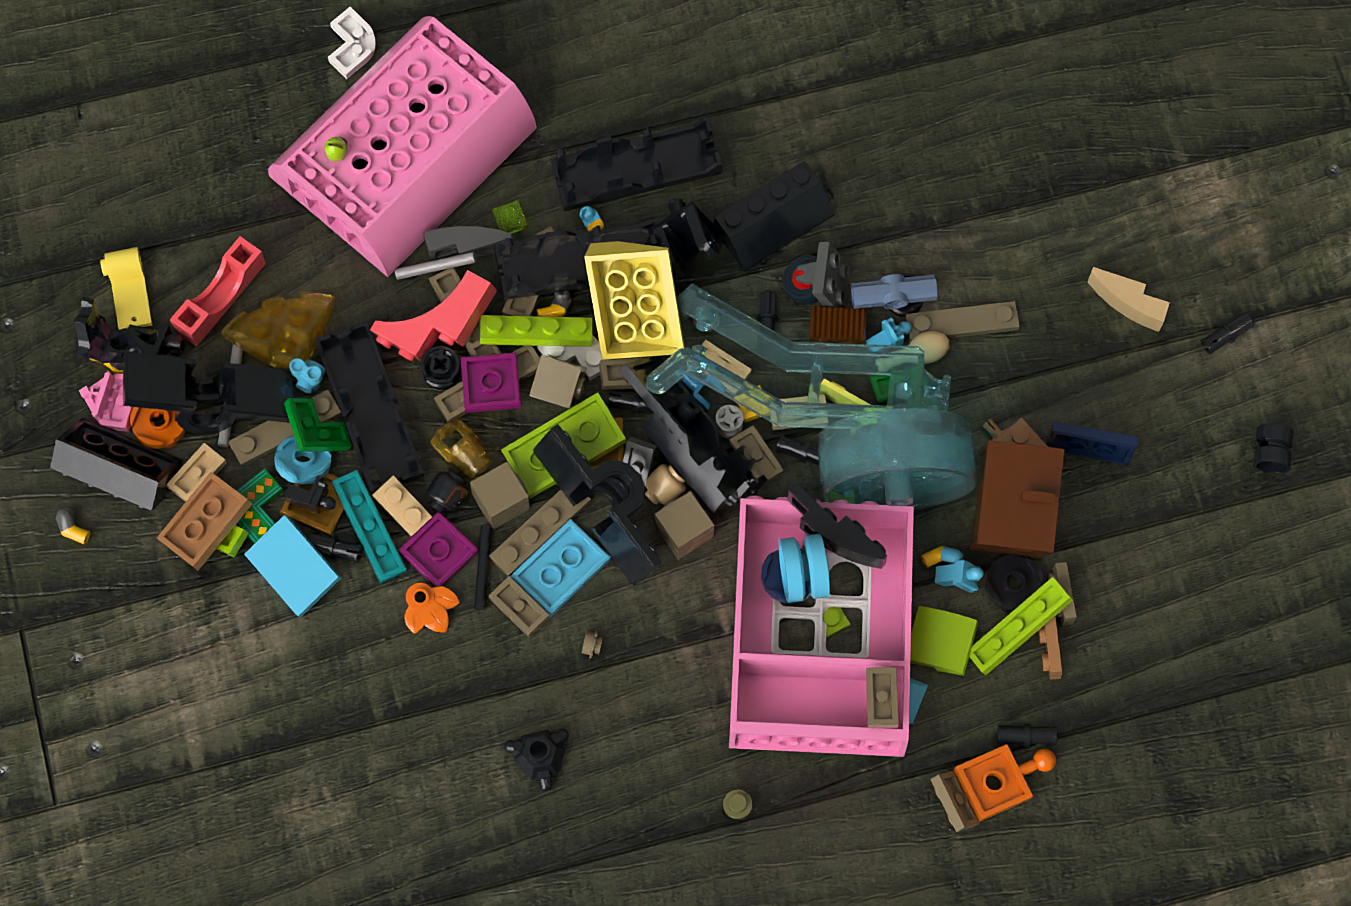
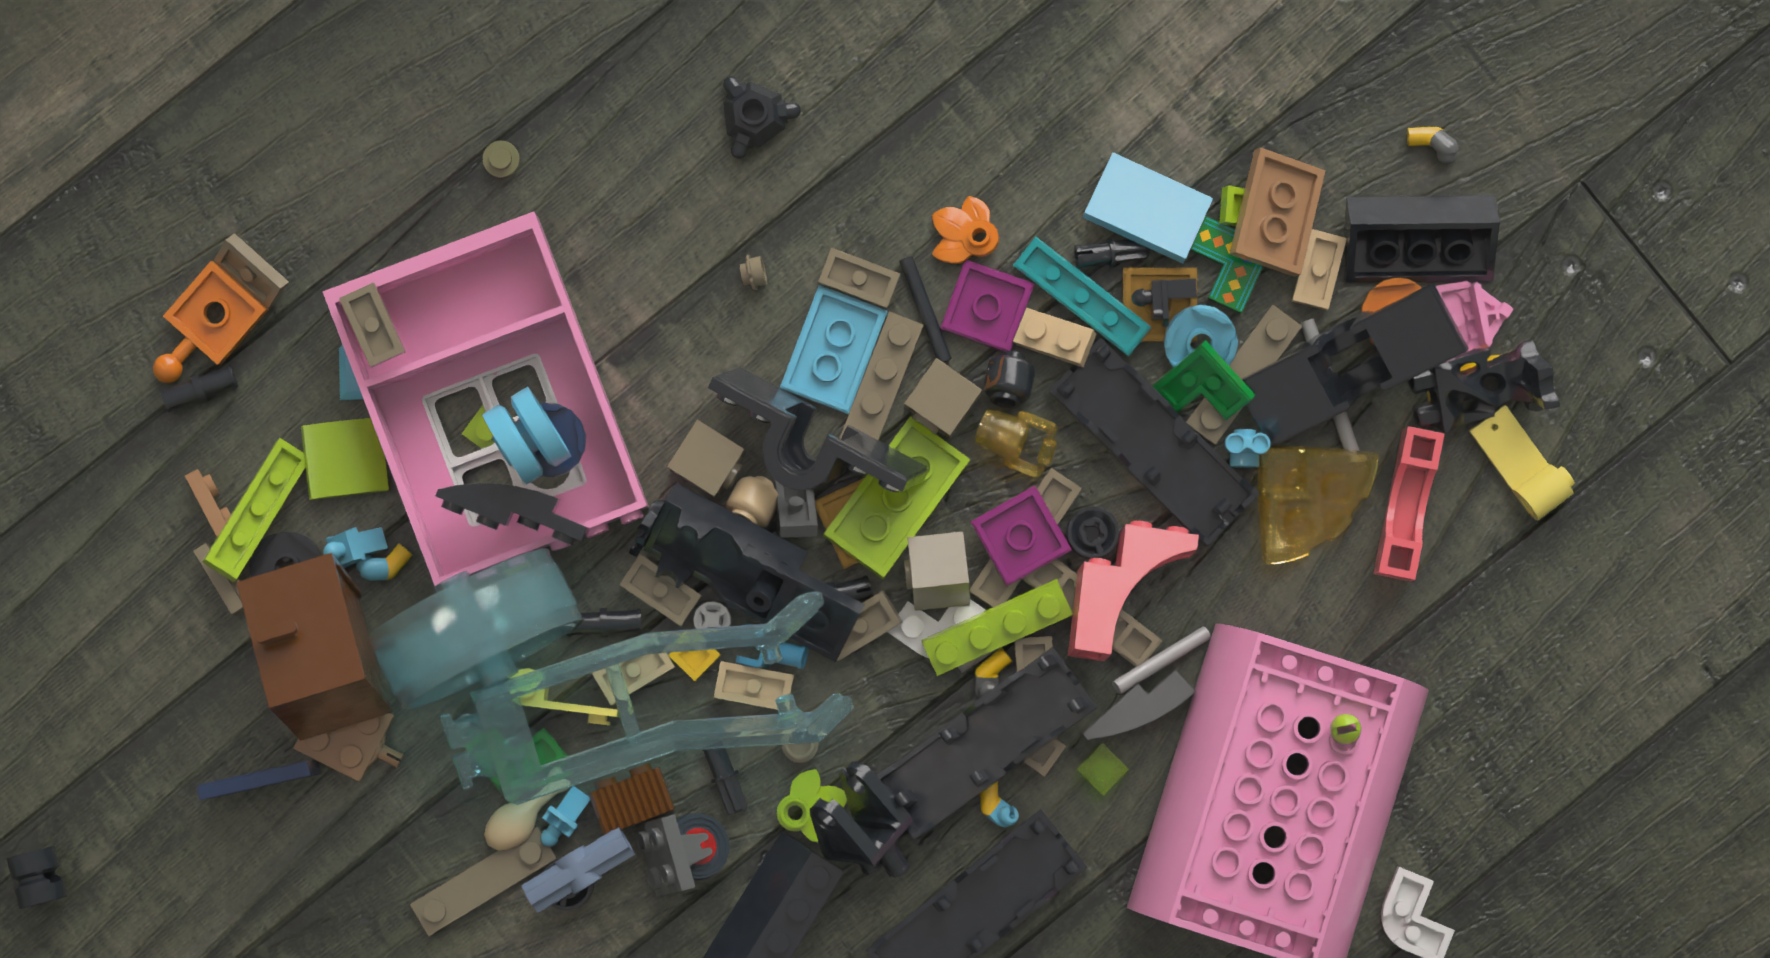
camera: 160 degrees right, 15 degrees up
(633, 300) = (888, 700): light yellow slope -> none
(713, 274) = (804, 793): none -> lime plate

